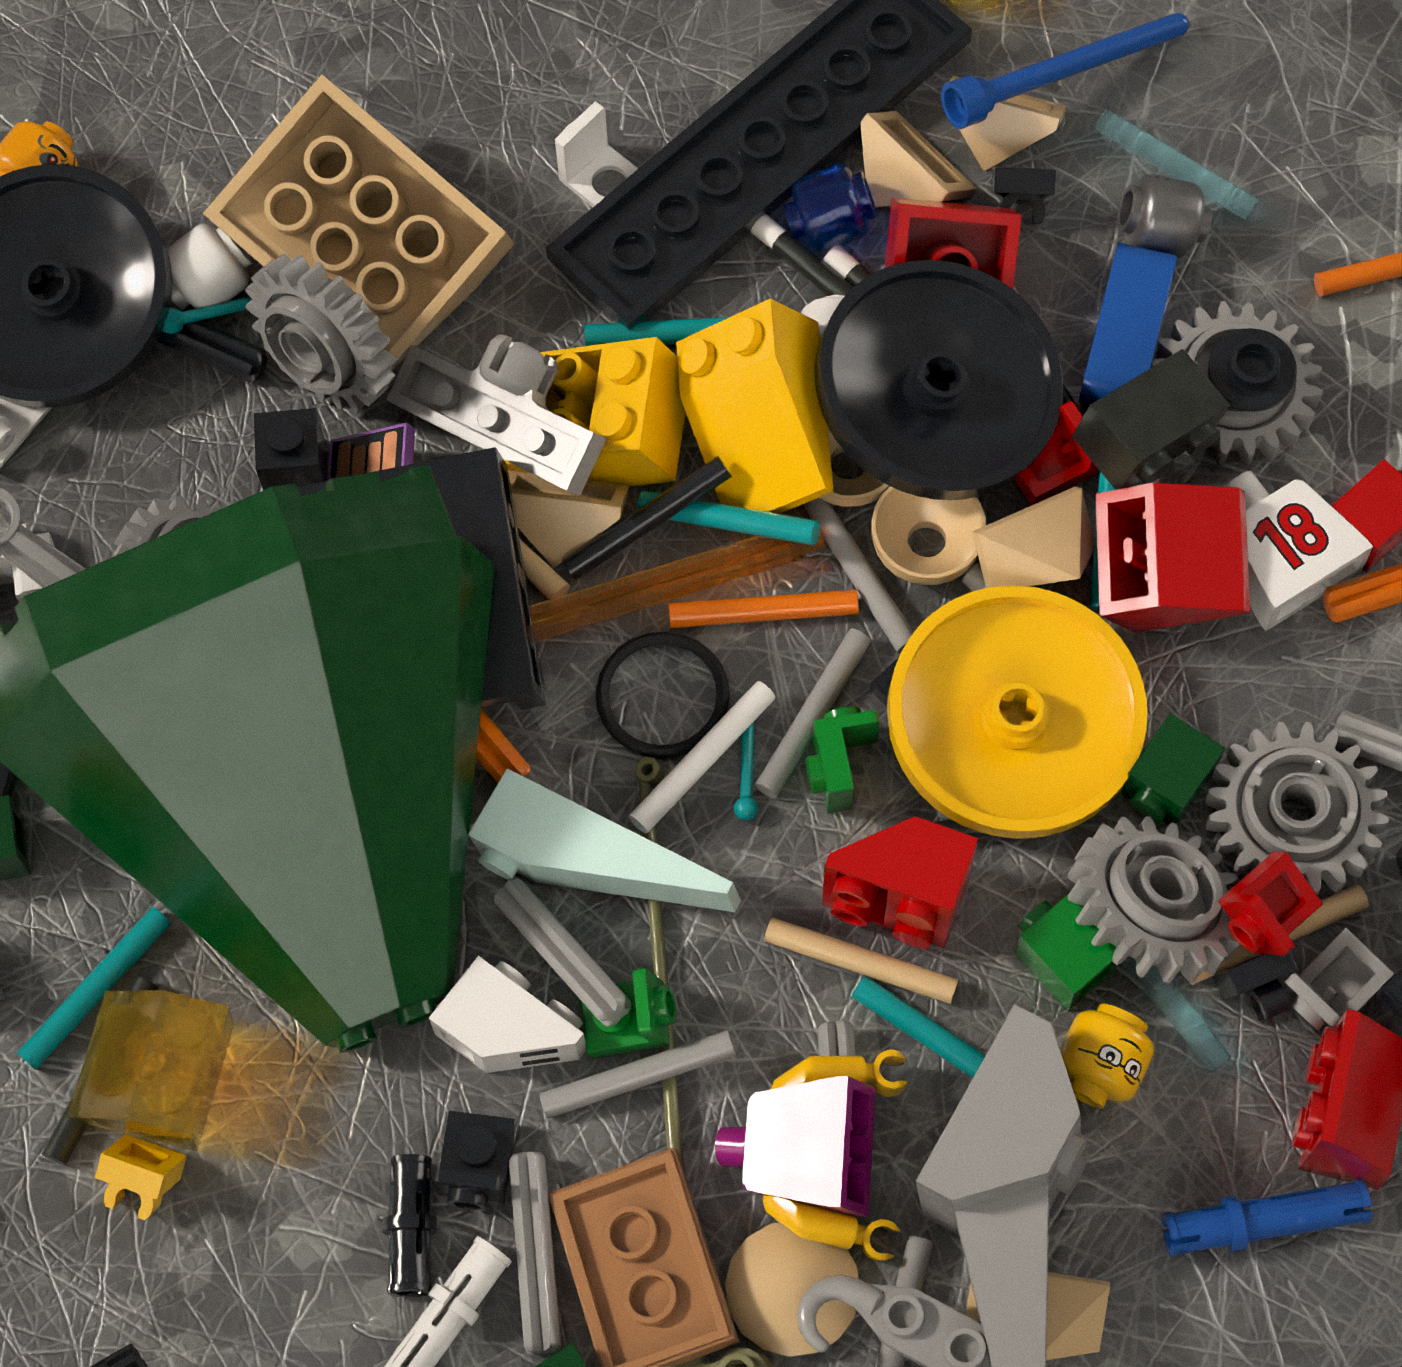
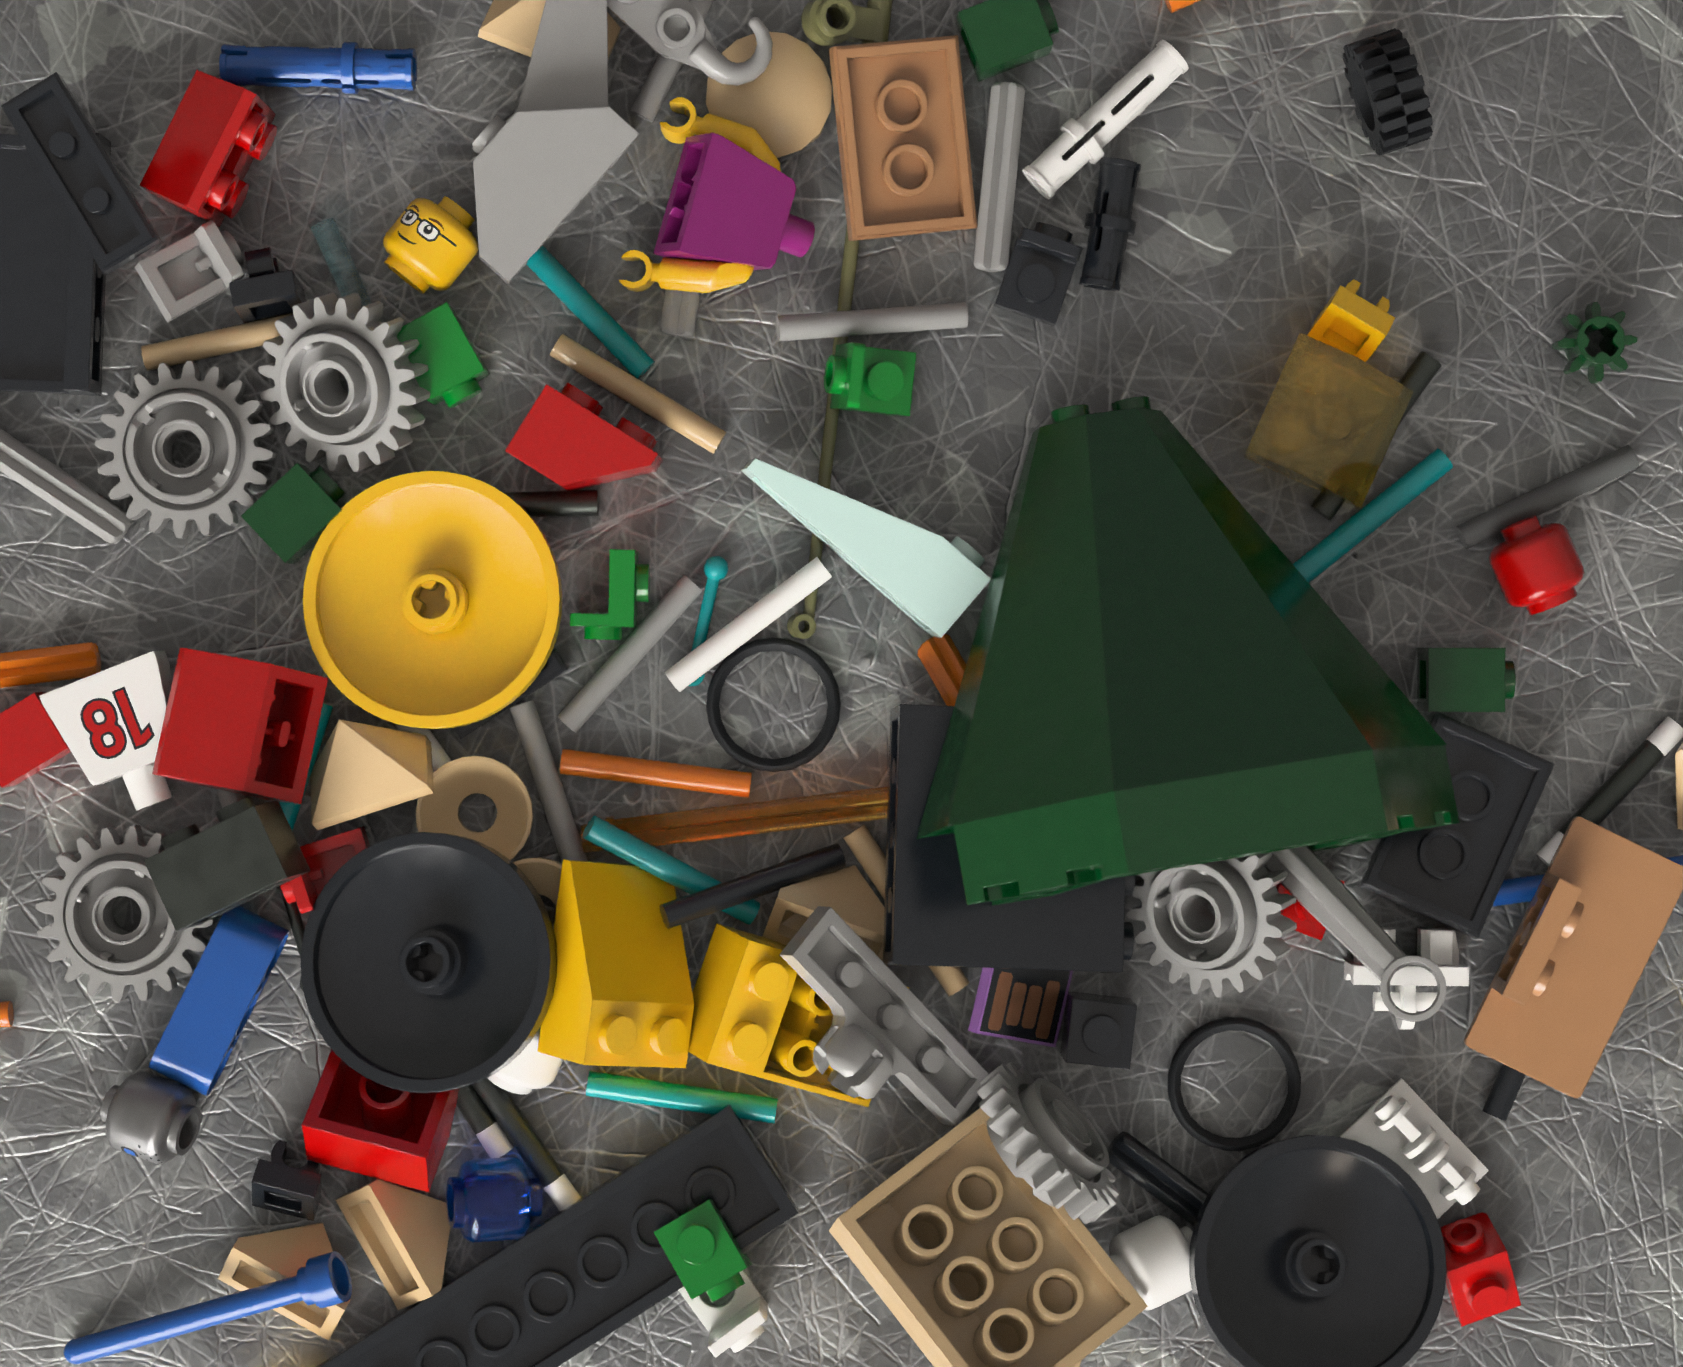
camera: 175 degrees left, 20 degrees up
(133, 394) = (1274, 1127): none -> black tyre
(176, 318) = (1190, 1207): teal hinge -> none
(504, 1026) = (991, 394): white slope -> none
(562, 952) = (921, 450): light grey axle -> none
(626, 194) = (703, 1252): none -> green bracket
(1176, 164) = (120, 1184): clear light blue bar -> none
(1252, 369) = (109, 906): black piece -> none
(1269, 905) = (240, 344): red bracket -> none

